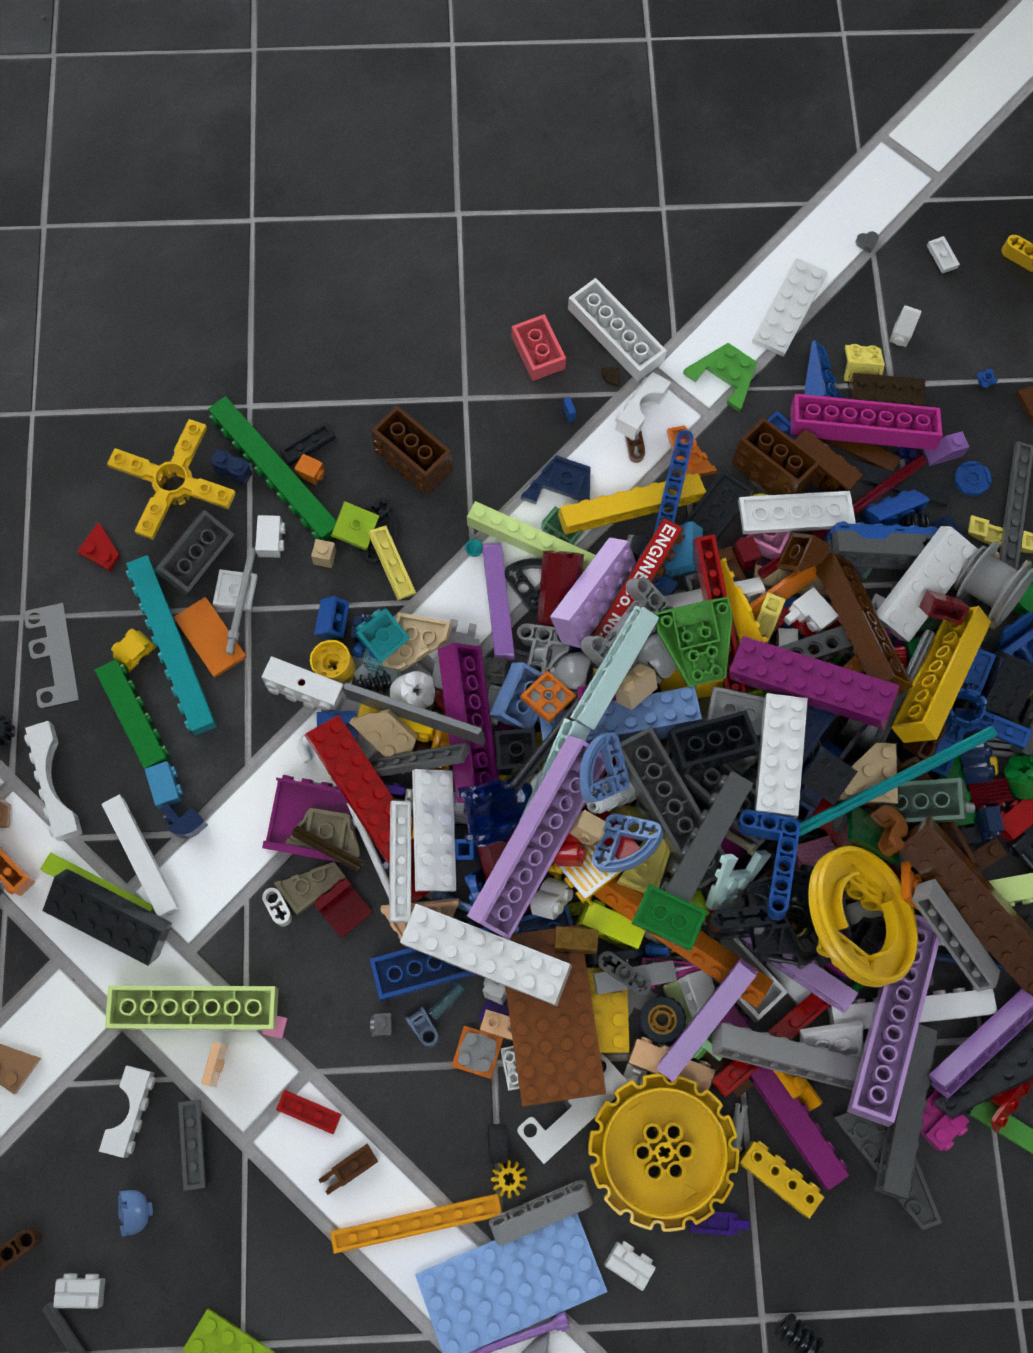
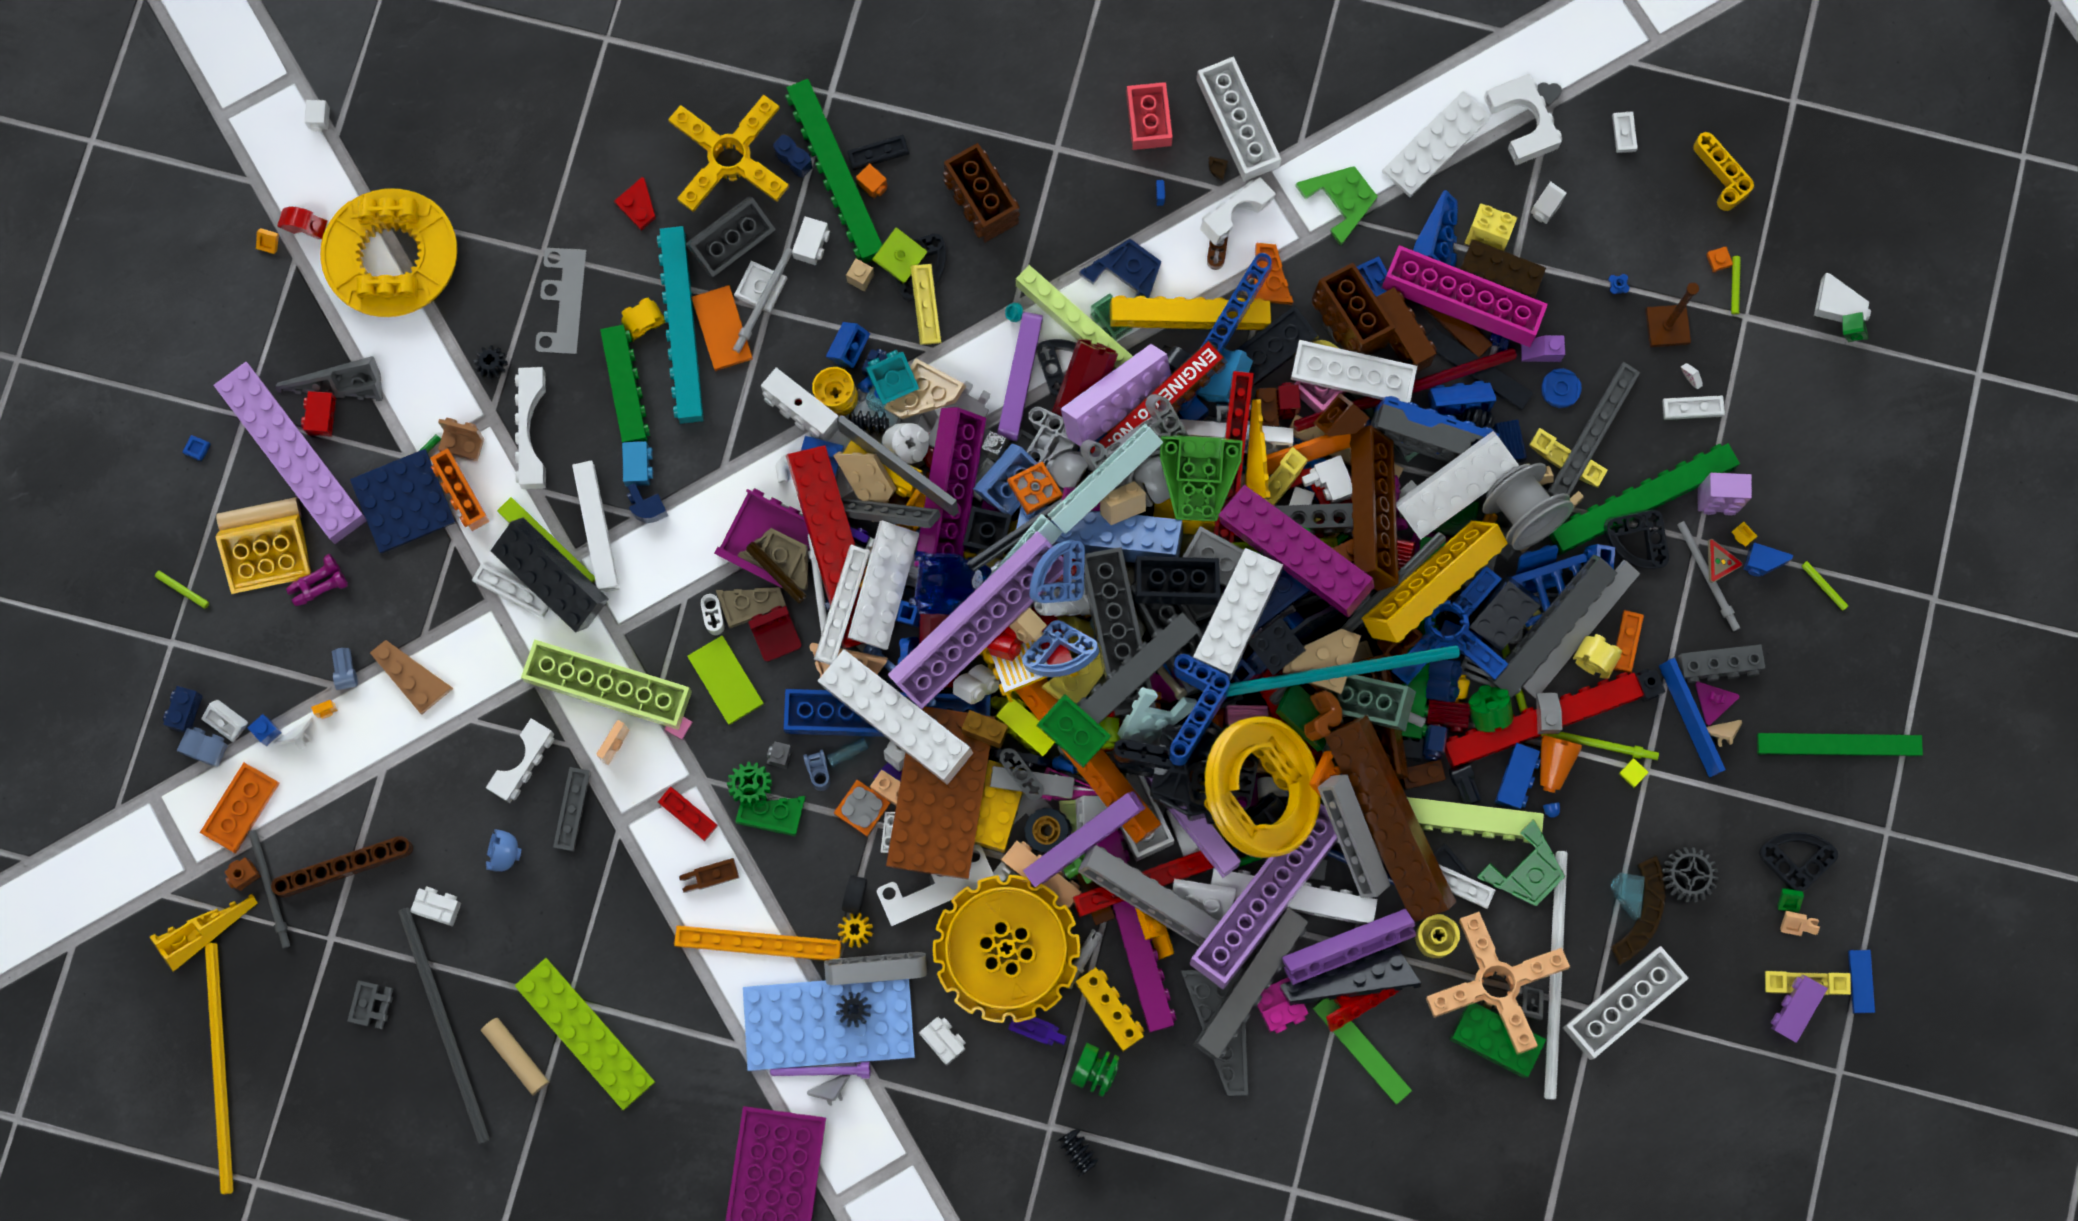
camera: 20 degrees right, 5 degrees up
(72, 942) = (510, 590): none -> white tile
(308, 967) = (725, 680): none -> lime tile
(354, 1059) = (749, 793): none -> green gear
(393, 1087) = (773, 815): none -> green wing
(536, 1272) = (852, 1017): none -> black gear
(791, 1248) = (1095, 1070): none -> green wheel
(849, 246) = (1524, 93): none -> white arch
(944, 607) = (1461, 514): dark red brick -> none

